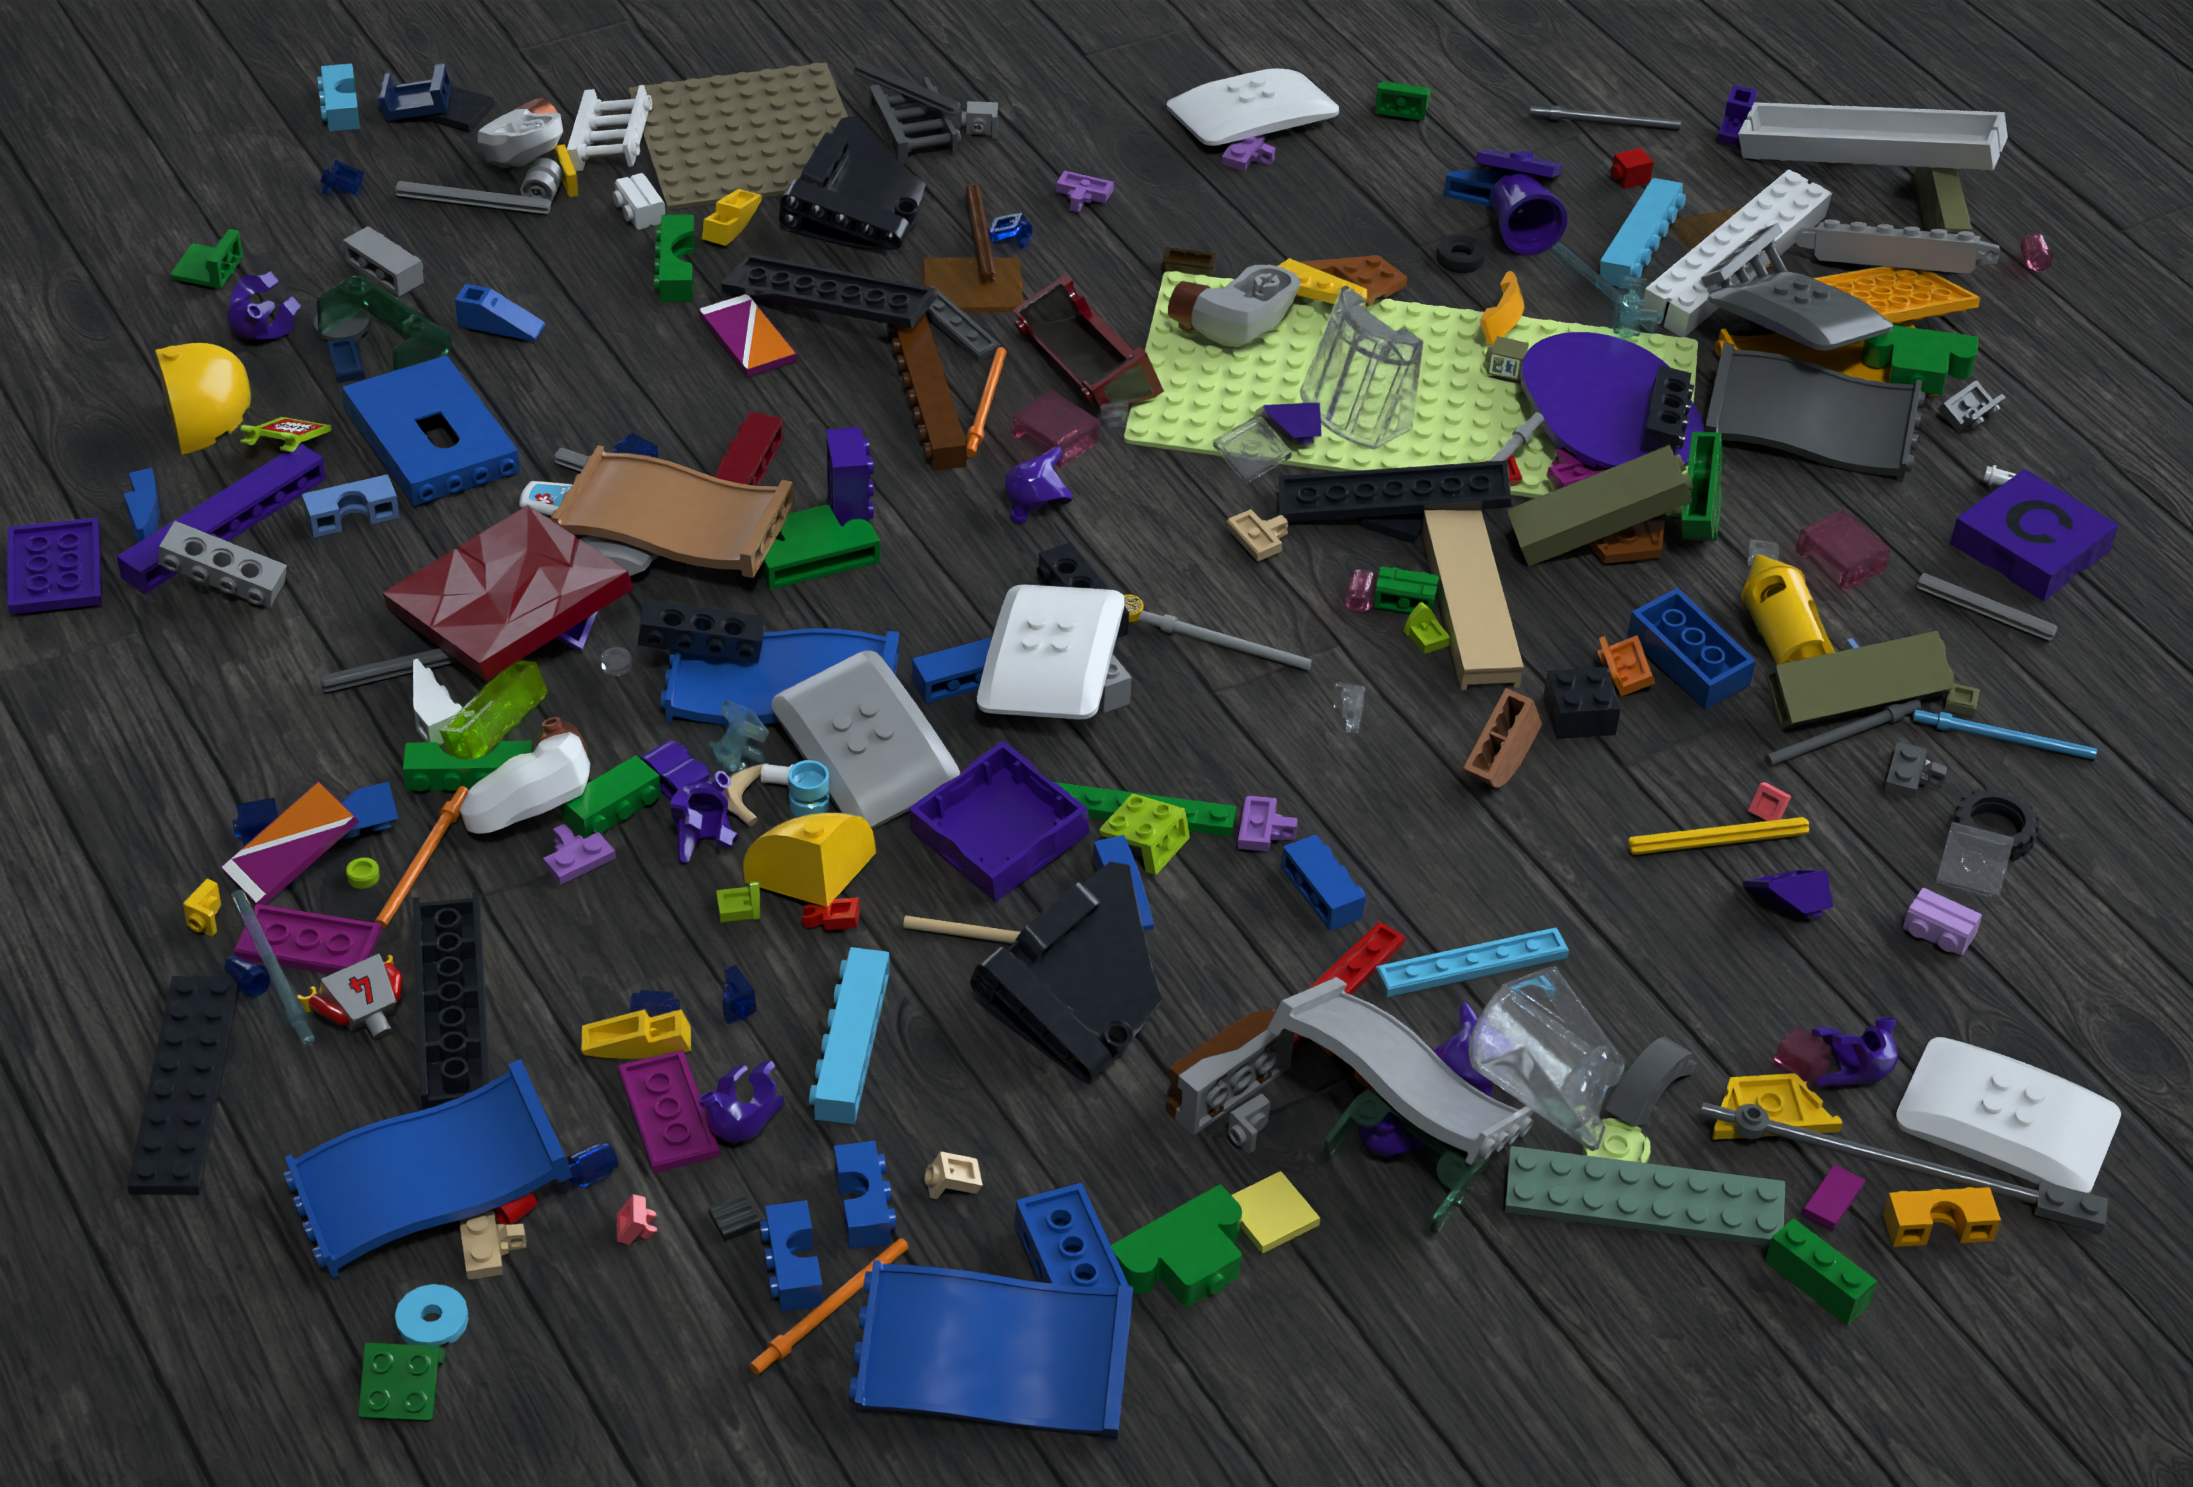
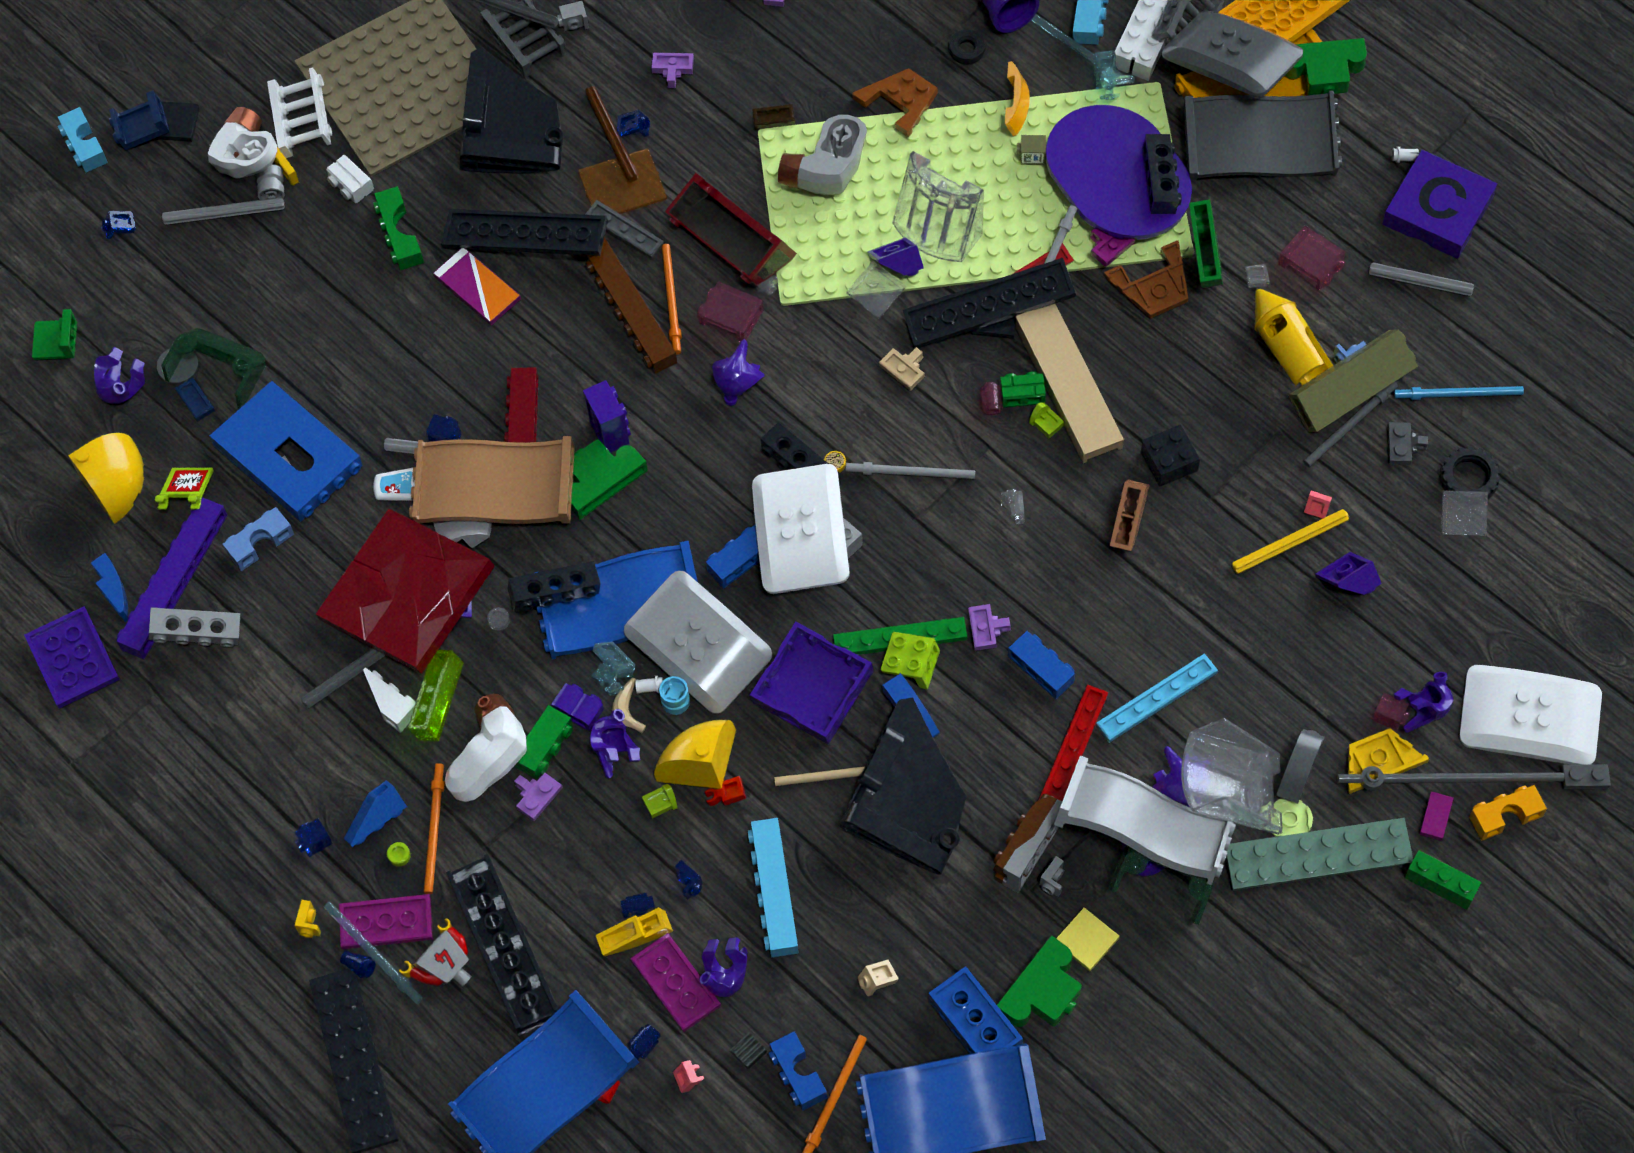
camera: 10 degrees left, 20 degrees up
(290, 844) = (344, 852): tile -> none
(383, 261) = (184, 296): light grey brick -> none
(431, 769) = (410, 755): green arch -> none
(487, 1242) = (599, 1122): tan hinge -> none
(493, 313) = (289, 326): blue slope -> none
(730, 216) = (422, 172): yellow slope -> none
(860, 1171) = (818, 992): blue arch -> none
(1319, 284) = (876, 116): yellow wing -> none
(1601, 505) = (1139, 280): olive brick -> none
(1626, 664) = (1191, 410): orange bracket -> none
(1691, 648) = (1231, 384): blue brick -> none
(1942, 922) = (1454, 572): lavender brick -> none
(1962, 700) = (1425, 369): olive tile -> none
(1969, 407) = (1369, 93): dark grey bracket -> none

